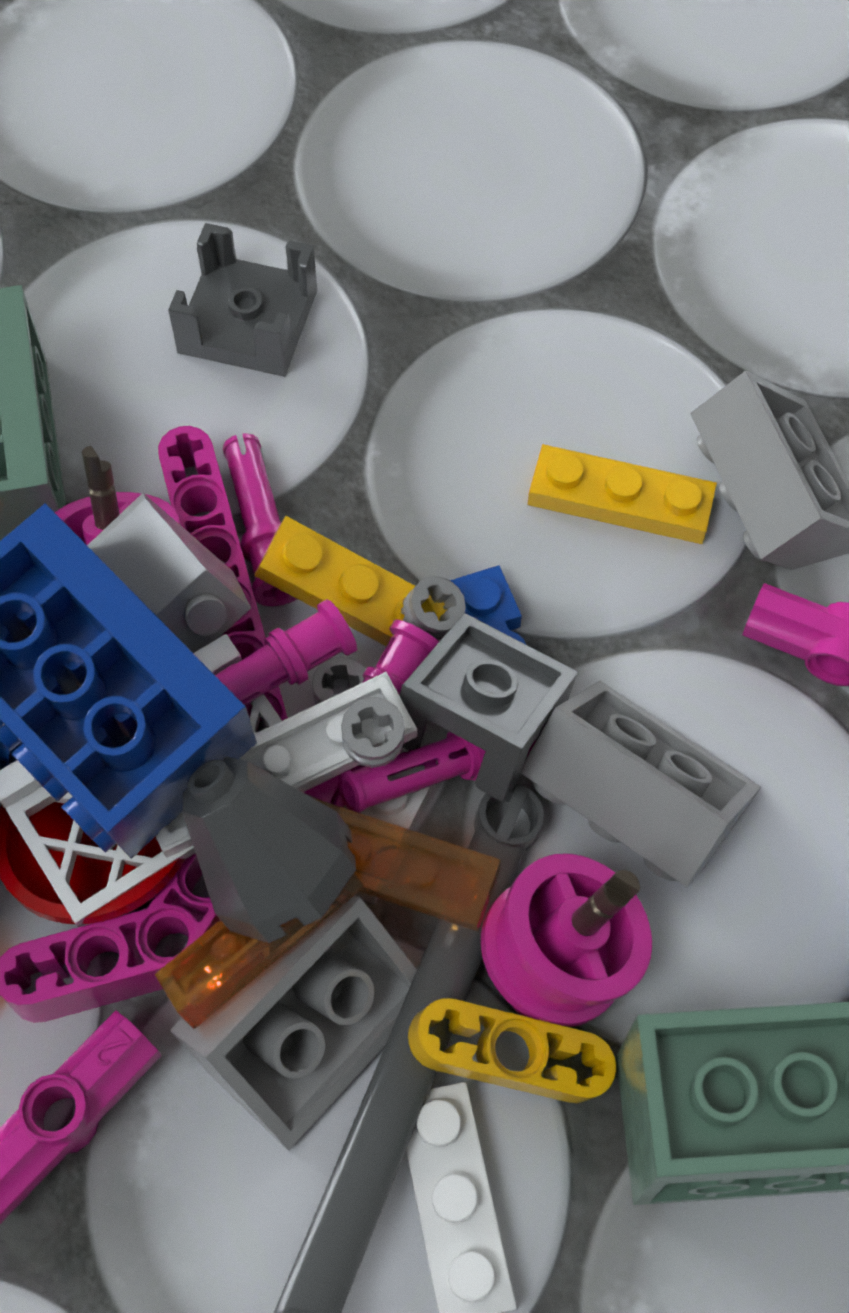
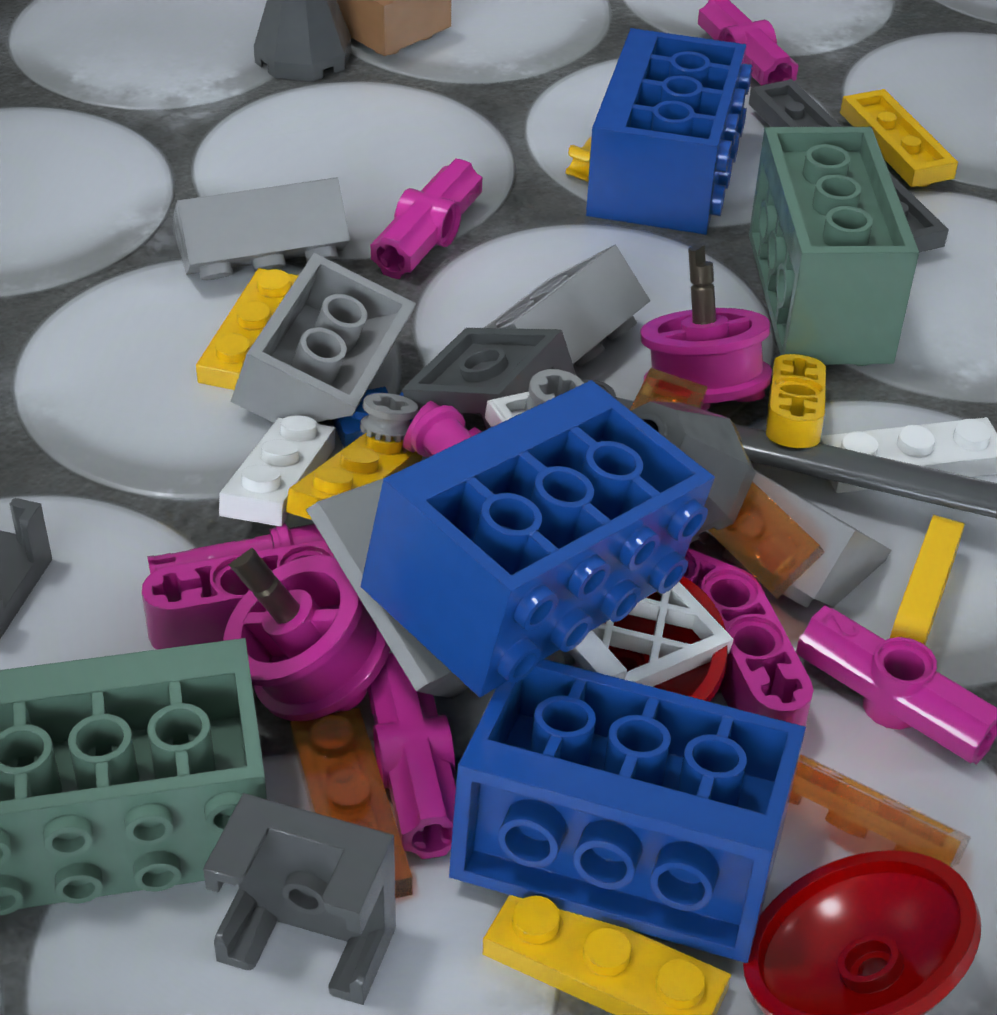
camera: 90 degrees left, 20 degrees down
(204, 1170) = (928, 580): none -> yellow beam
(372, 524) = (280, 460): none -> white plate
(555, 542) = (321, 345): none -> light grey slope

